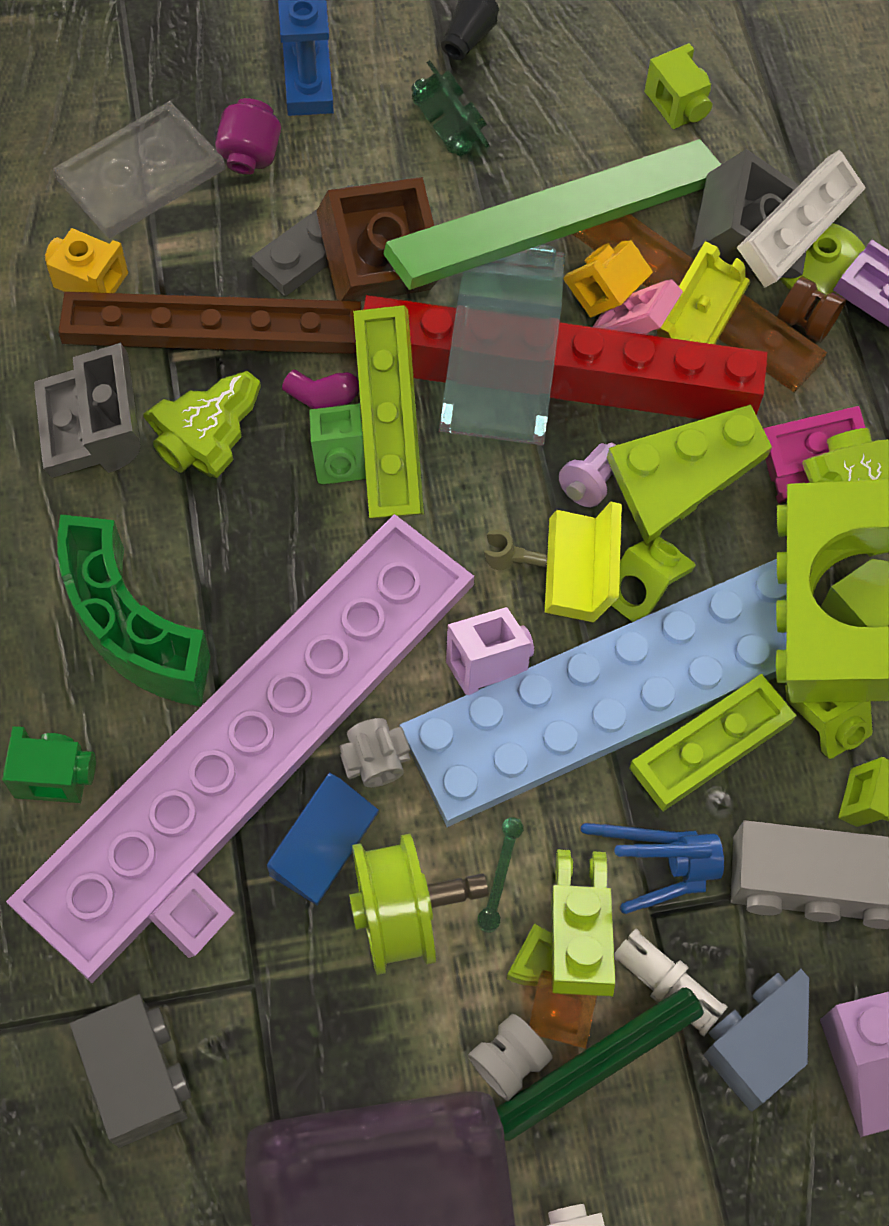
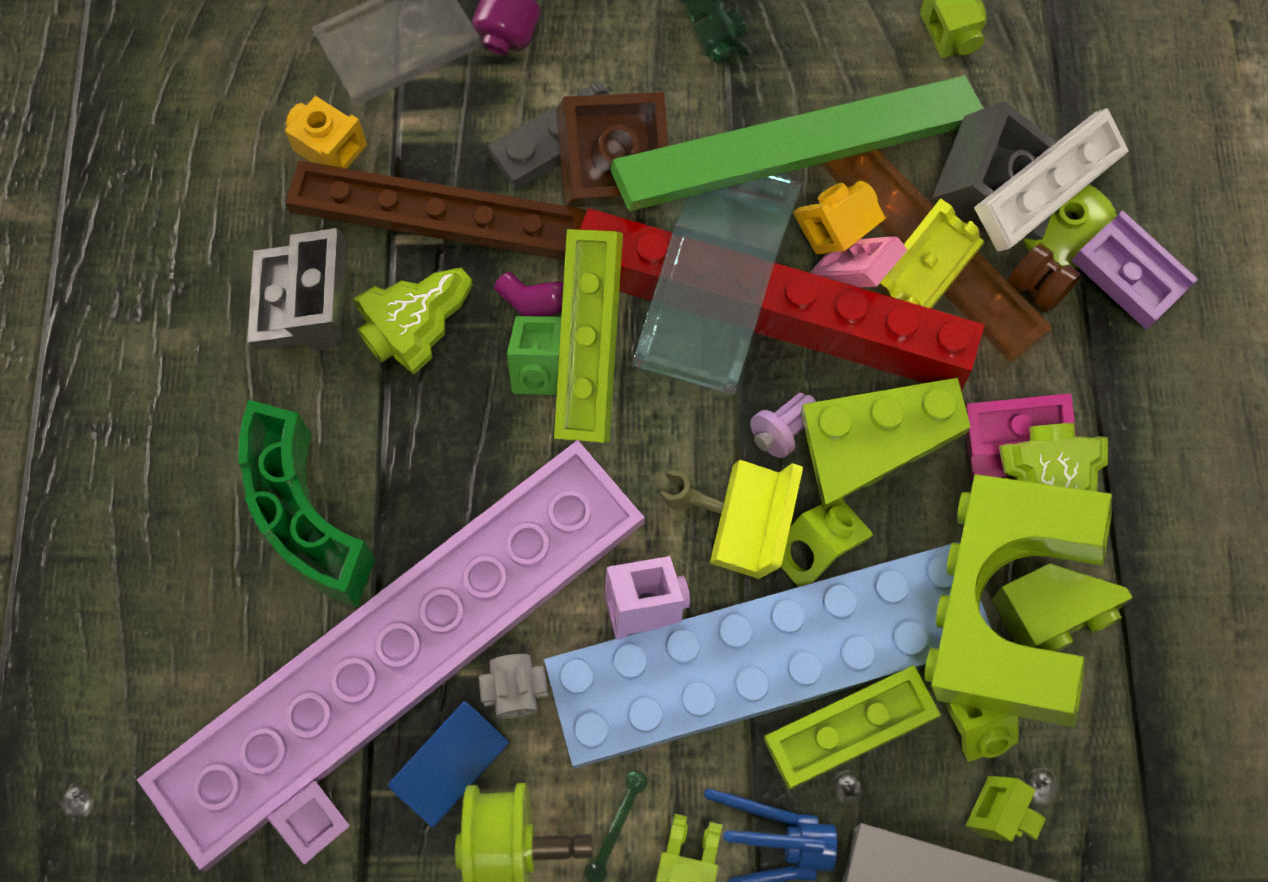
camera: 15 degrees right, 5 degrees up
(47, 767) = (198, 649): green brick -> none

